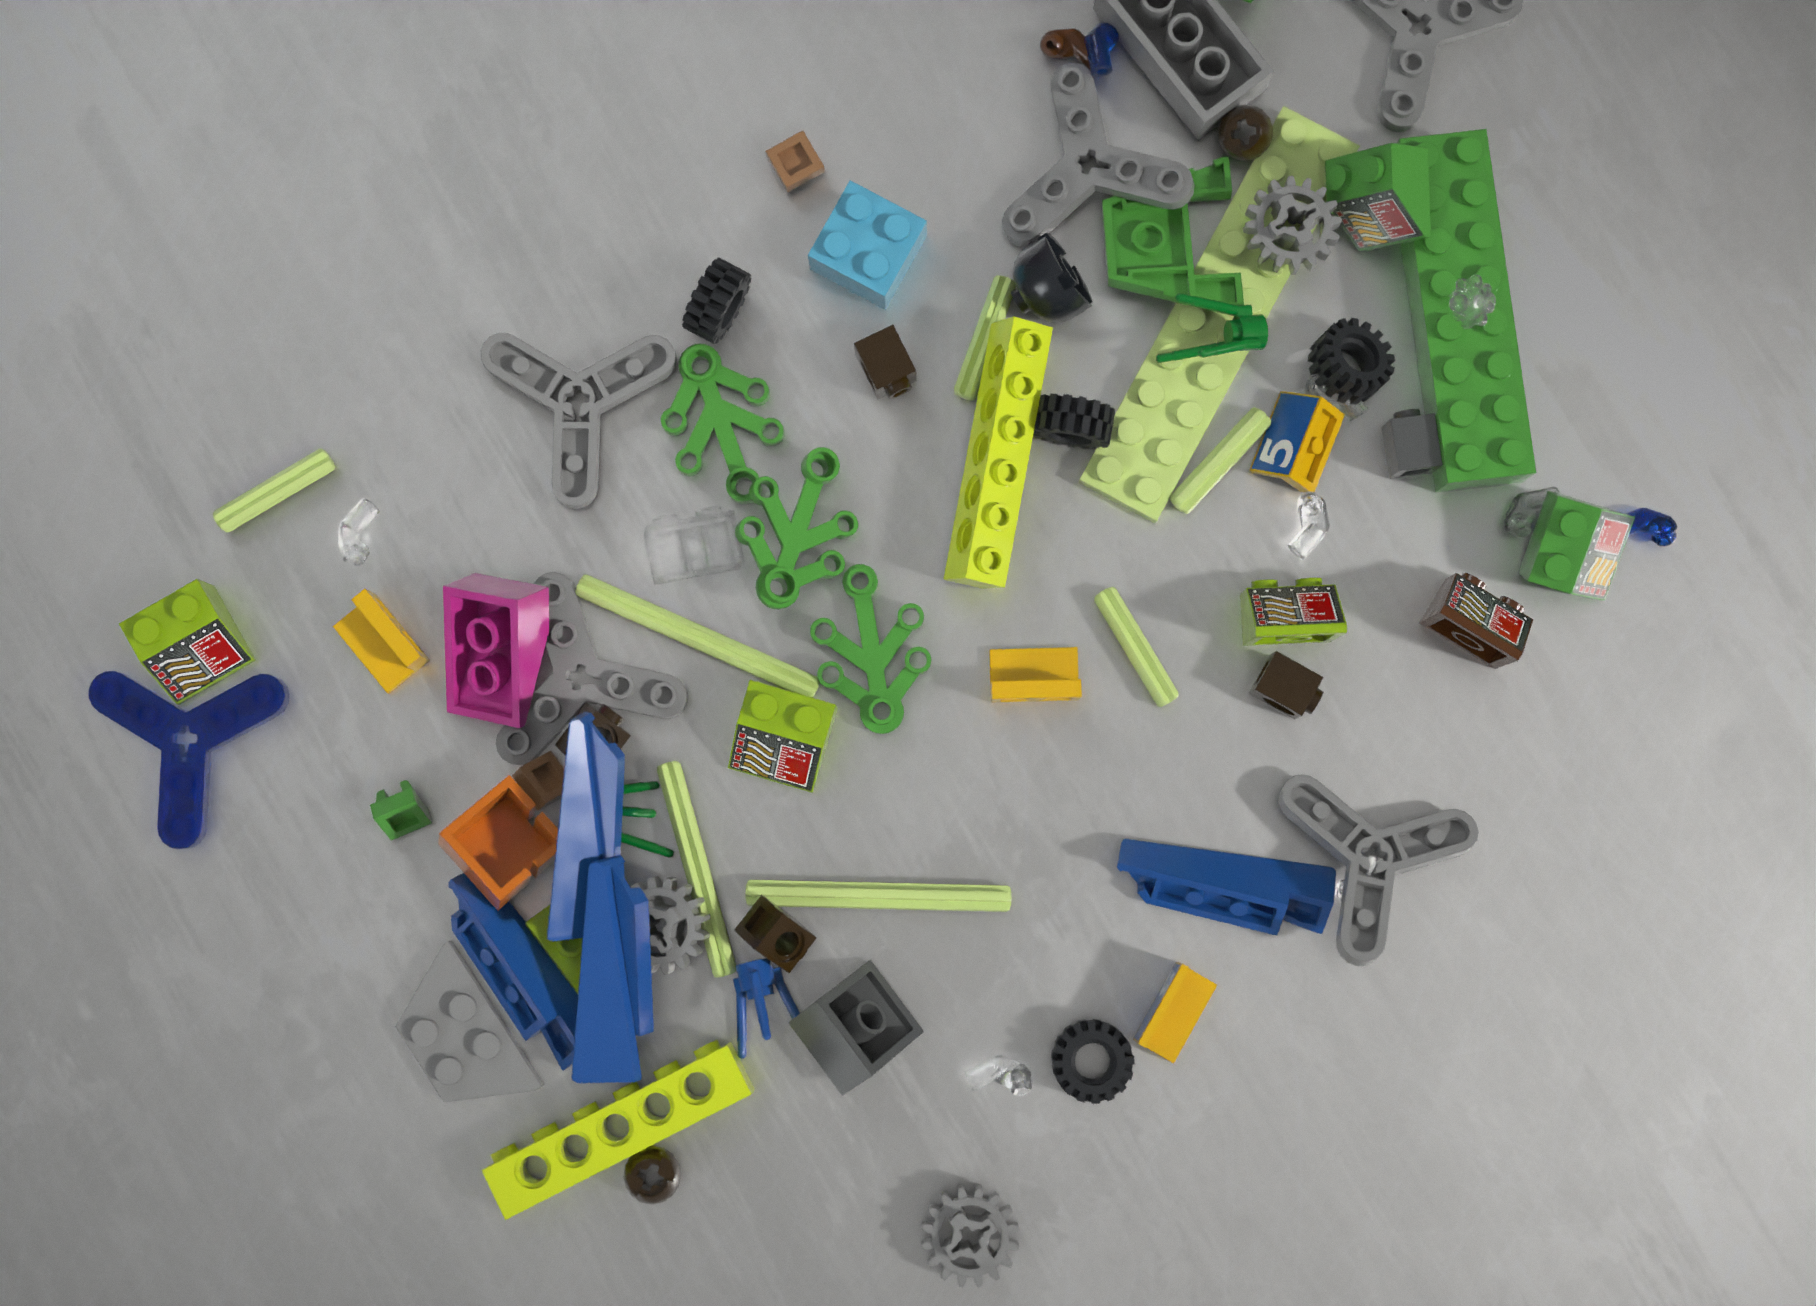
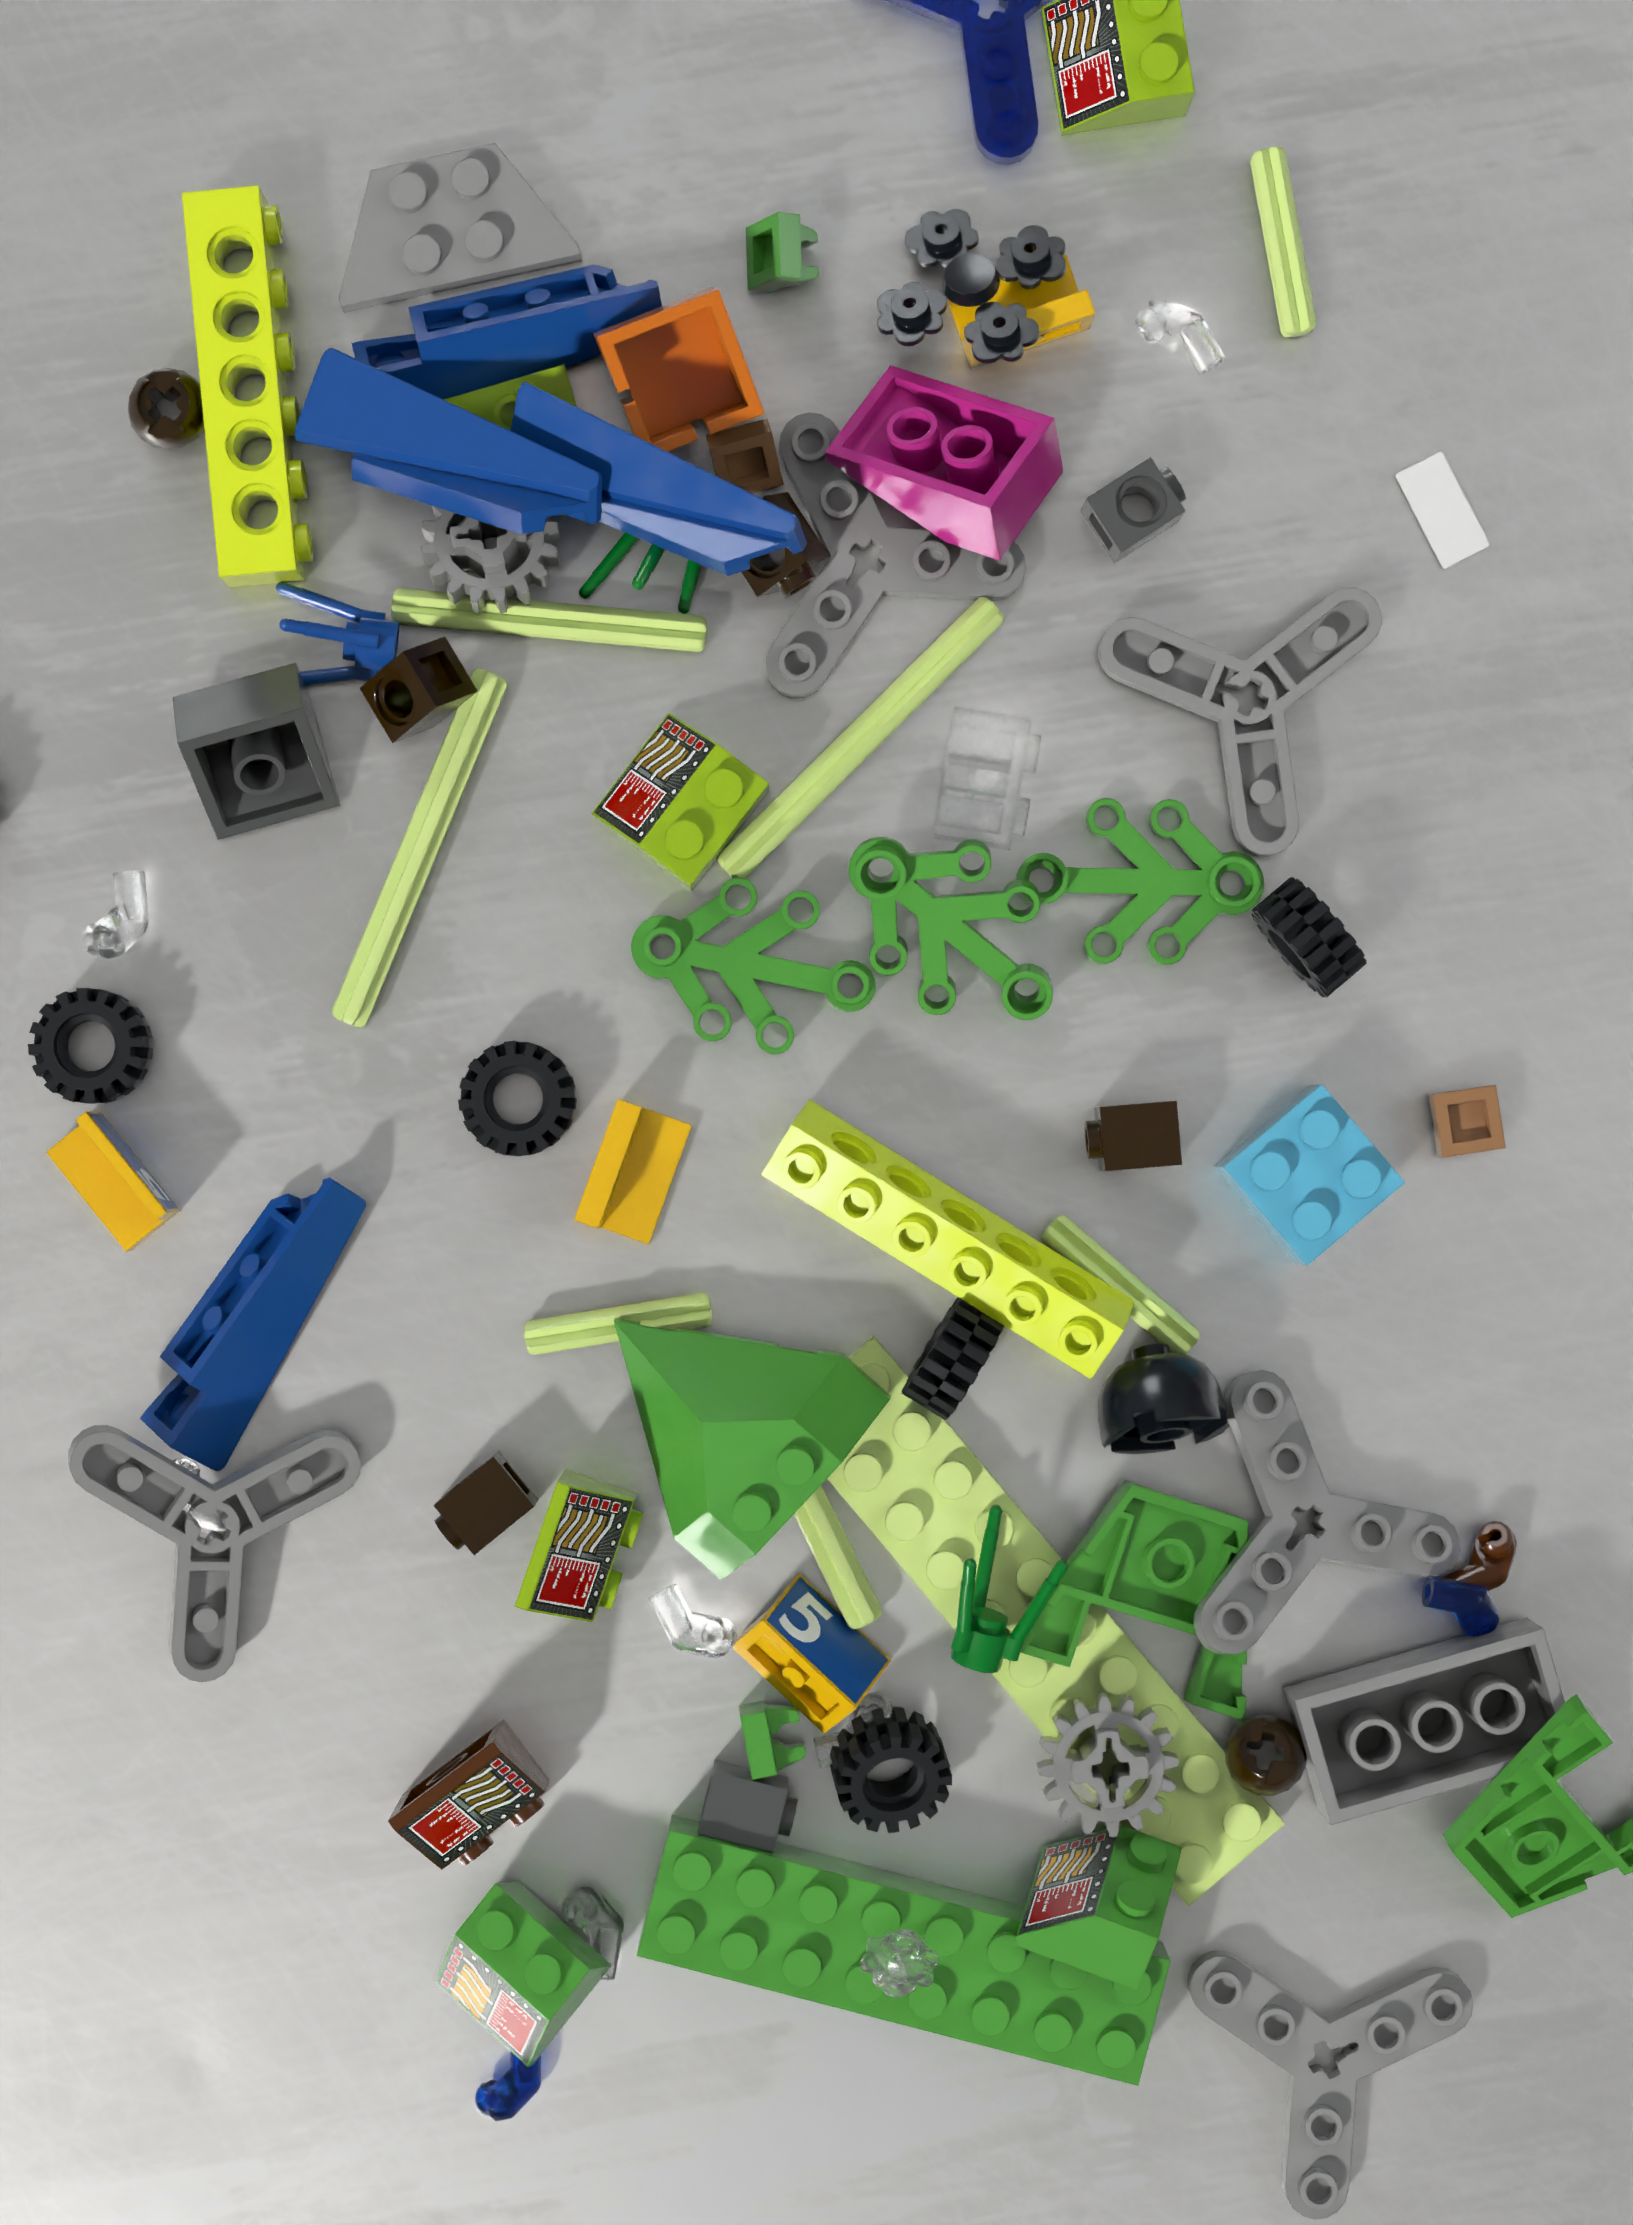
camera: 110 degrees right, 5 degrees up
(374, 677) = (971, 282): none -> black plant
(410, 326) = (1442, 510): none -> white sticker
(498, 527) = (1119, 532): none -> dark grey brick
(1044, 766) = (479, 1089): none -> black tyre
(1175, 536) = (741, 1431): none -> bright green wedge
(1372, 446) = (764, 1753): none -> bright green tile

